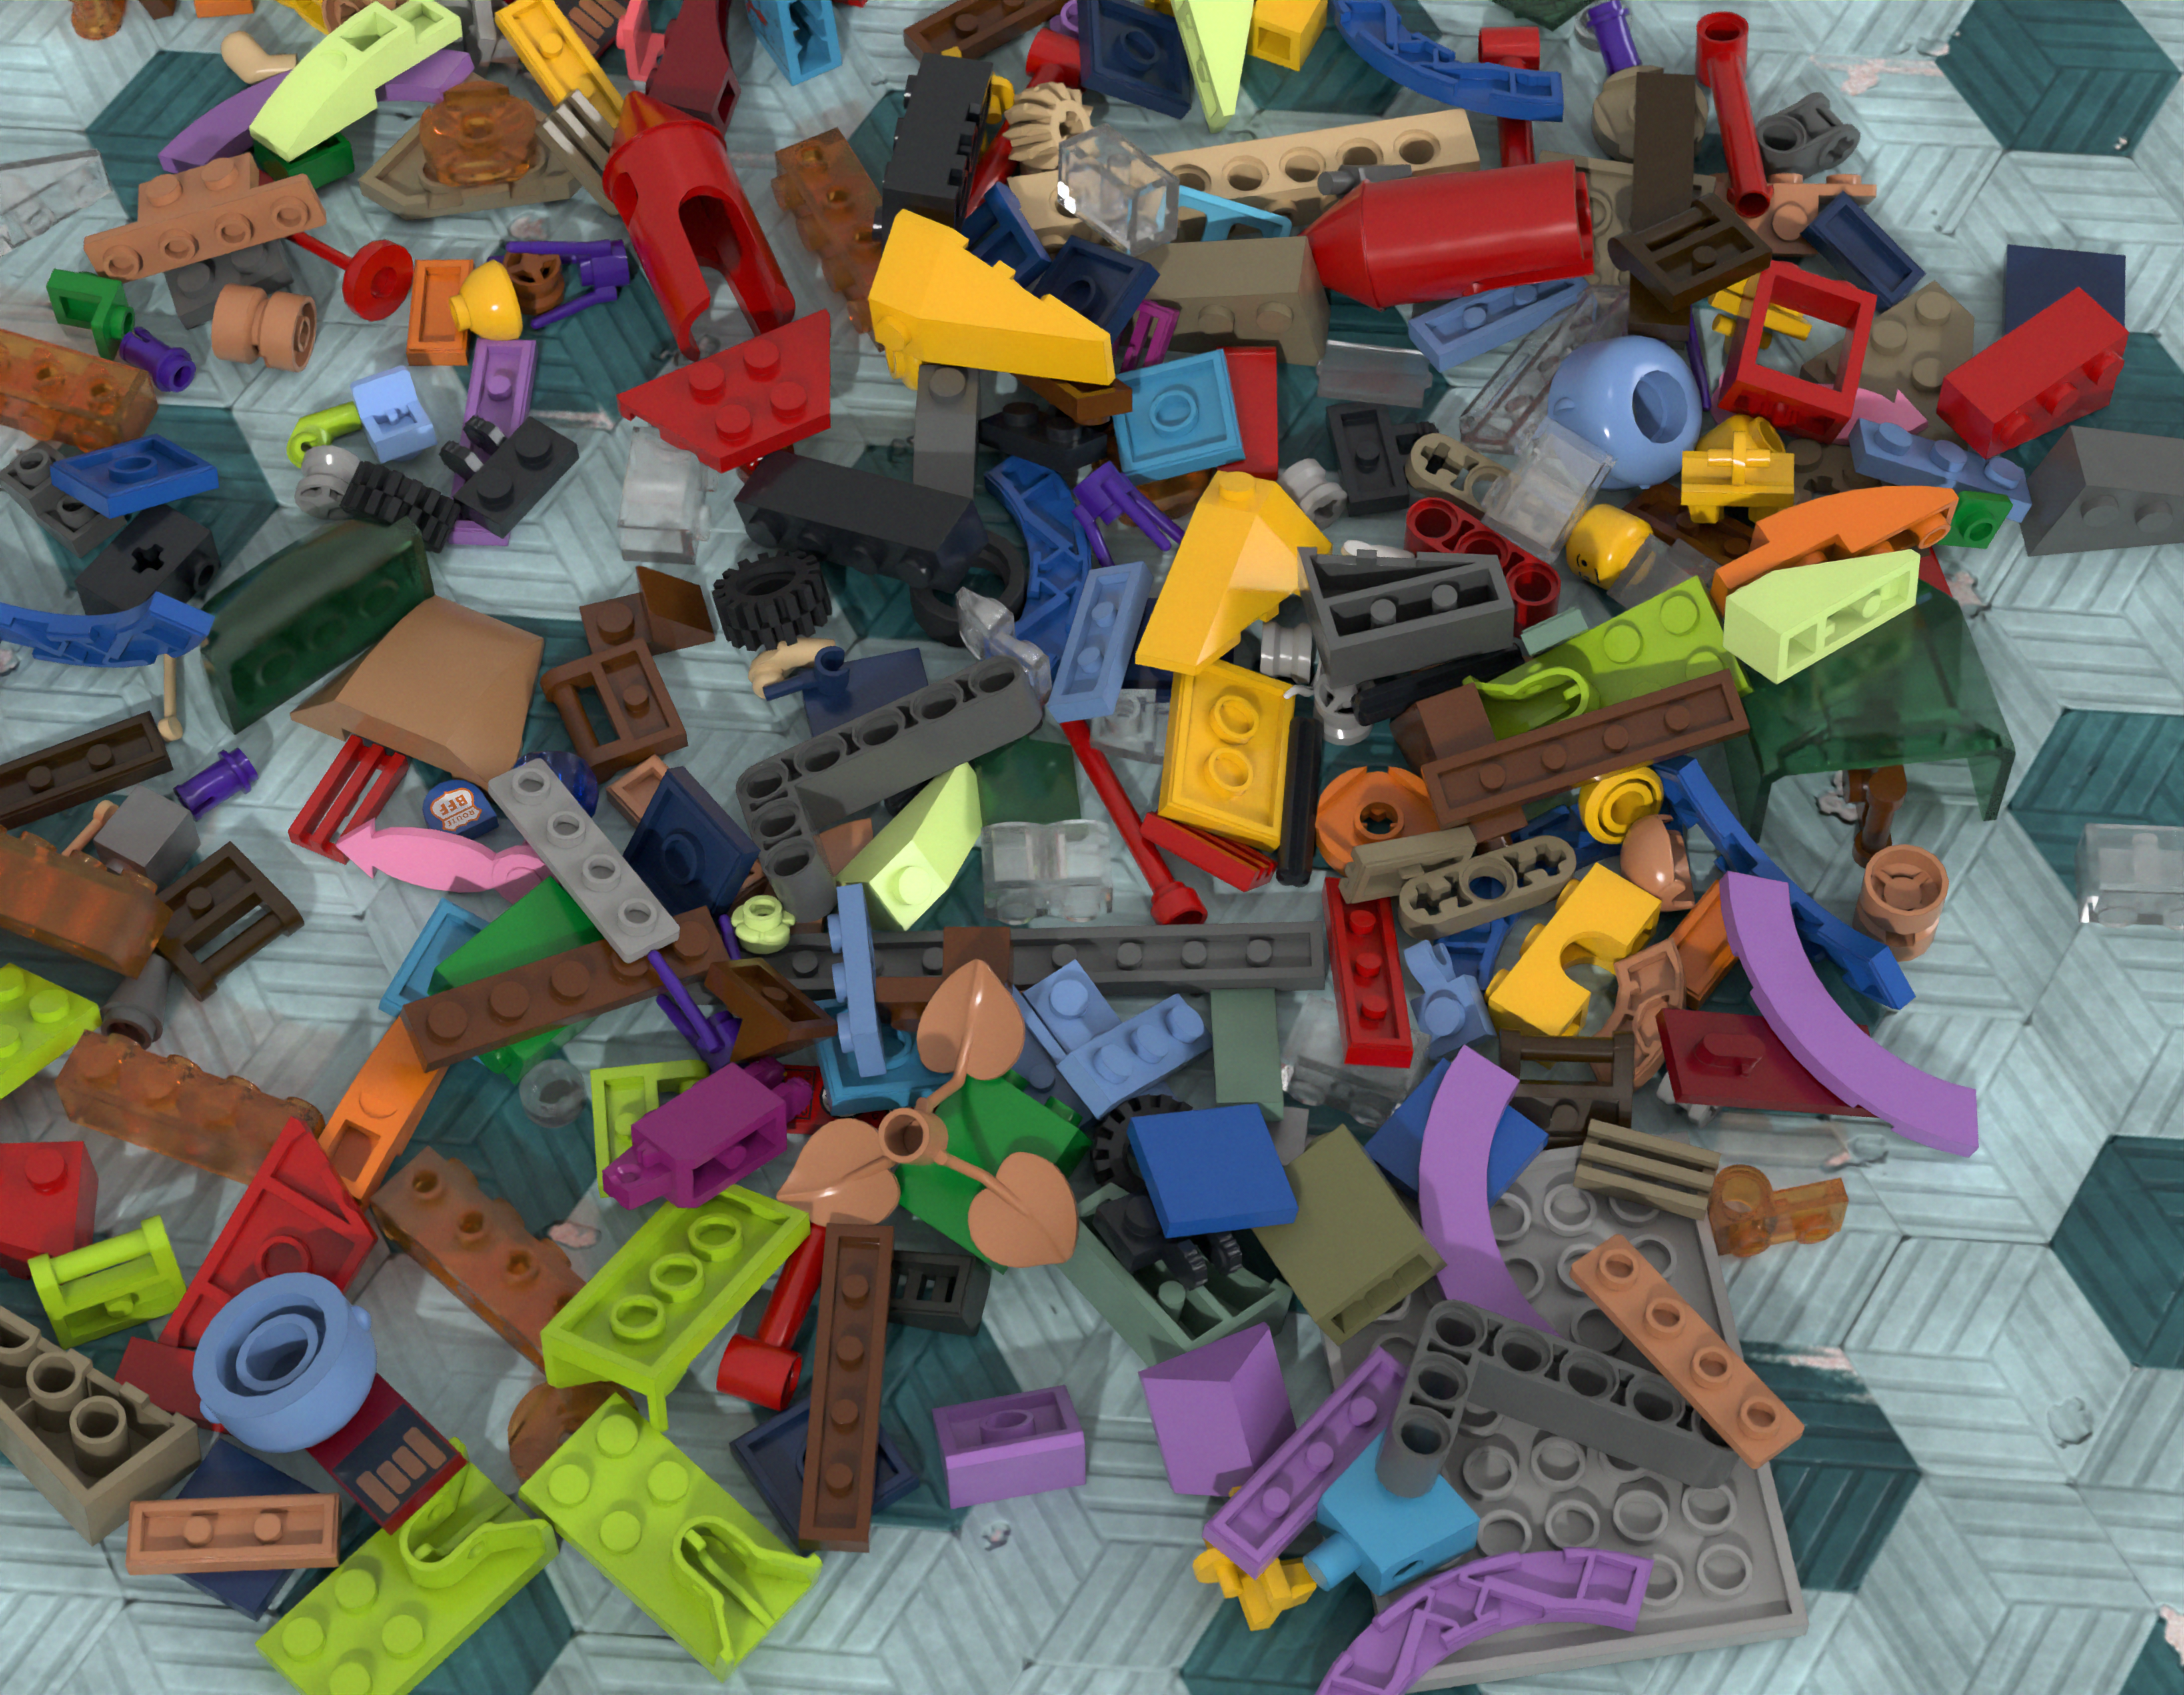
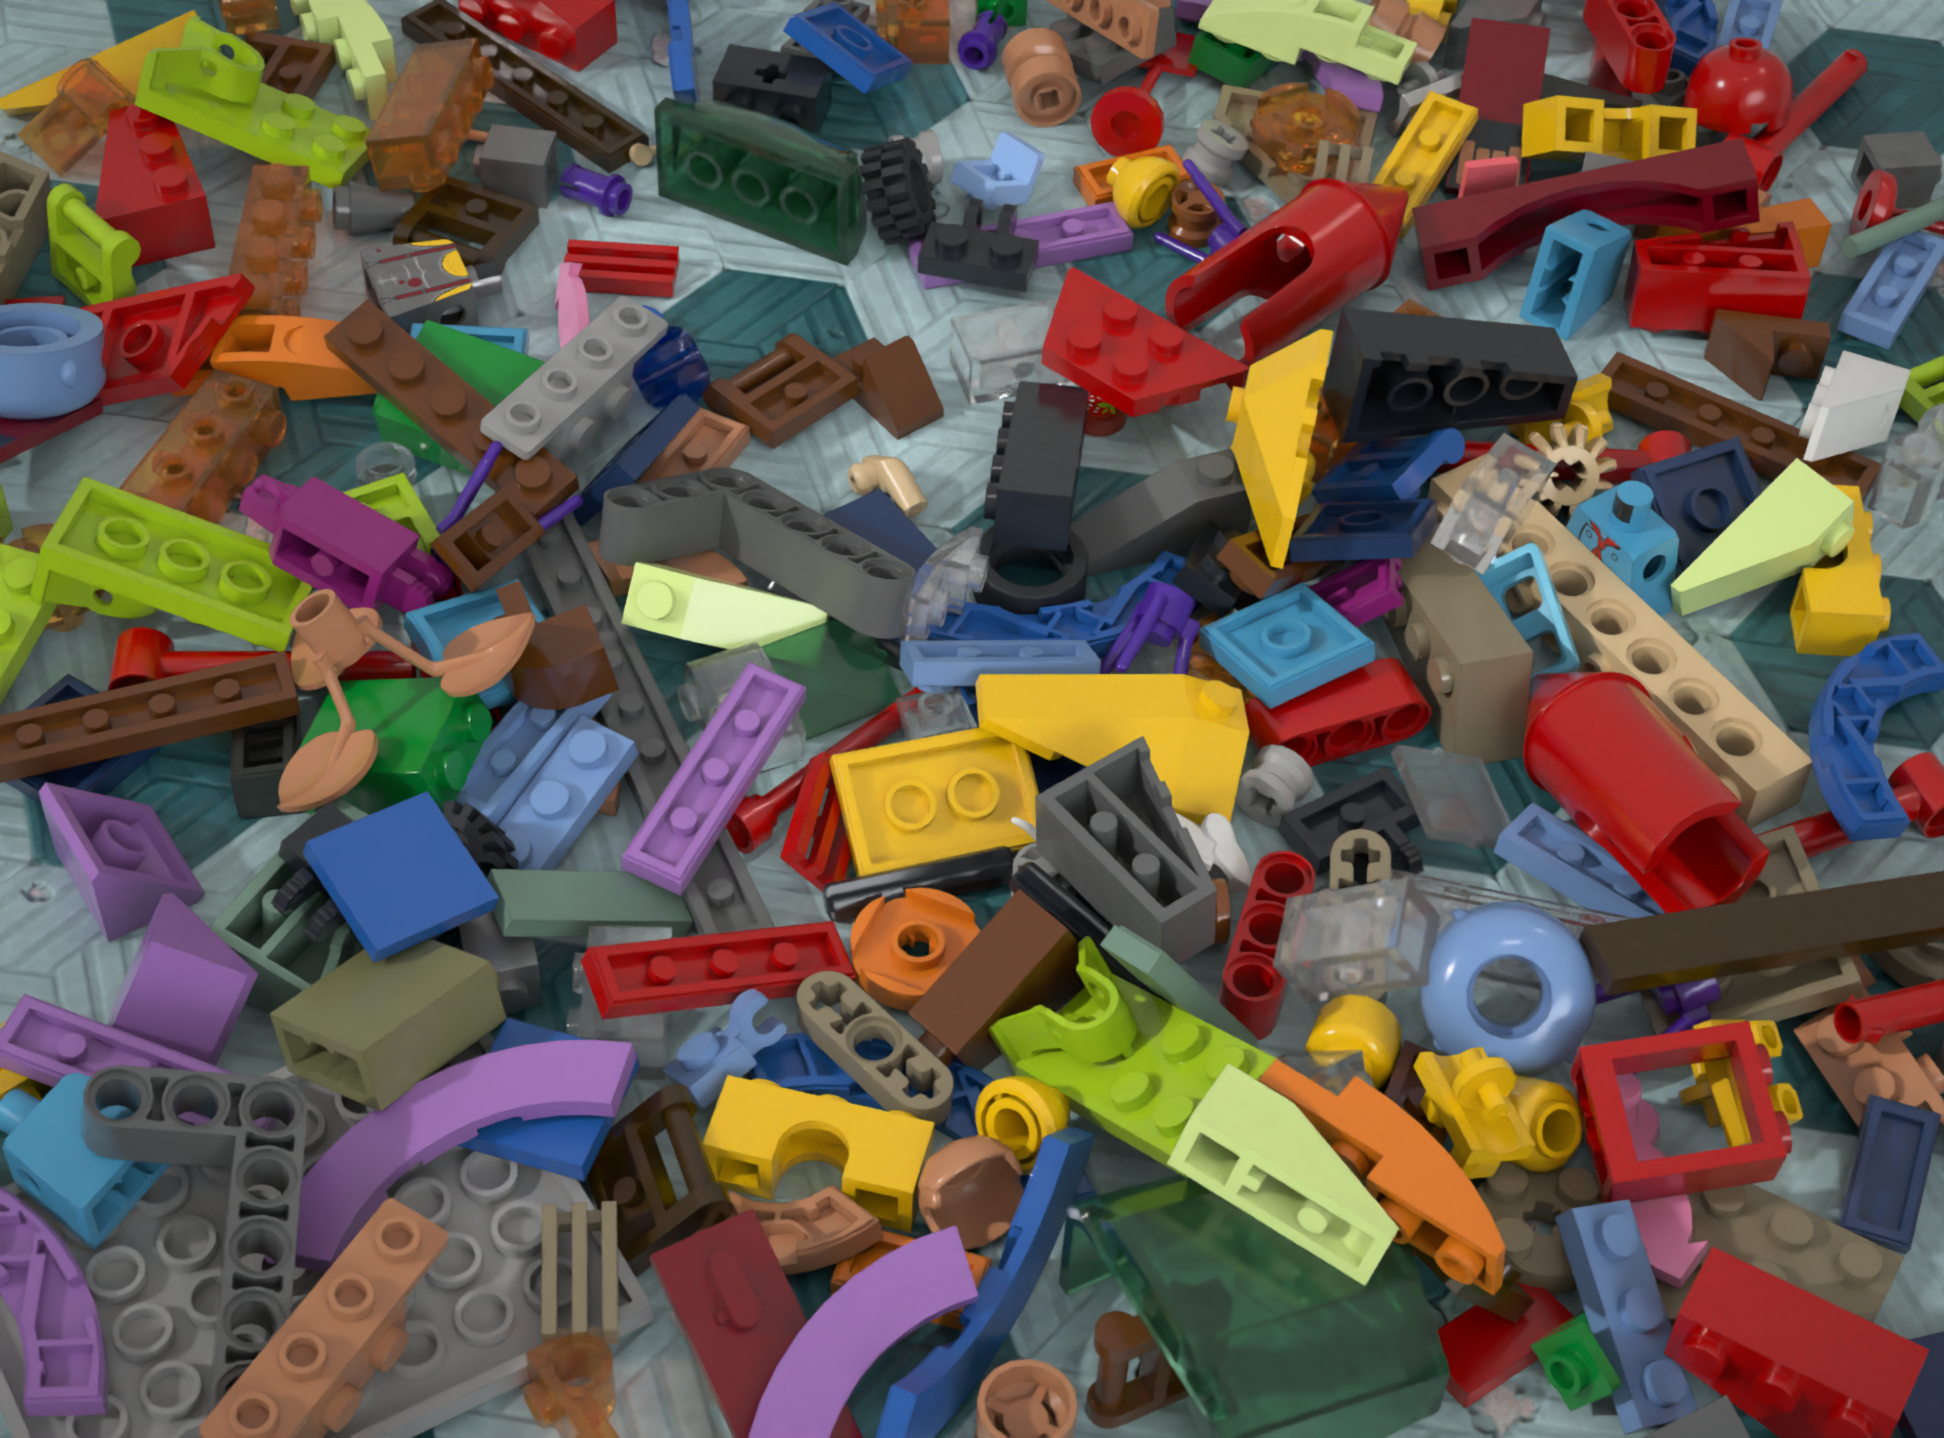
camera: 65 degrees right, 10 degrees down
(311, 986) = (427, 283): none -> flat silver torso
(321, 429) = (962, 143): lime arm -> none
(439, 690) = (750, 282): medium nougat wedge -> none
(459, 226) = (1216, 151): none -> light grey wheel
(762, 924) = (581, 528): yellowish green plate -> none
(772, 600) = (933, 440): black tyre -> none
(821, 677) = (873, 494): dark blue hand -> none
(856, 981) = (550, 583): medium blue plate -> none
(1136, 1055) = (536, 807): medium blue plate -> none
(1146, 907) = (713, 779): none -> medium lavender tile
(1165, 115) = (1630, 540): none -> dark azure torso
(1349, 176) = (1662, 696): dark grey bar -> none
(1385, 866) = (845, 948): dark tan tile -> none
(1585, 749) = (1034, 1046): reddish brown plate -> none
(1698, 264) = (1702, 950): dark brown plate -> none

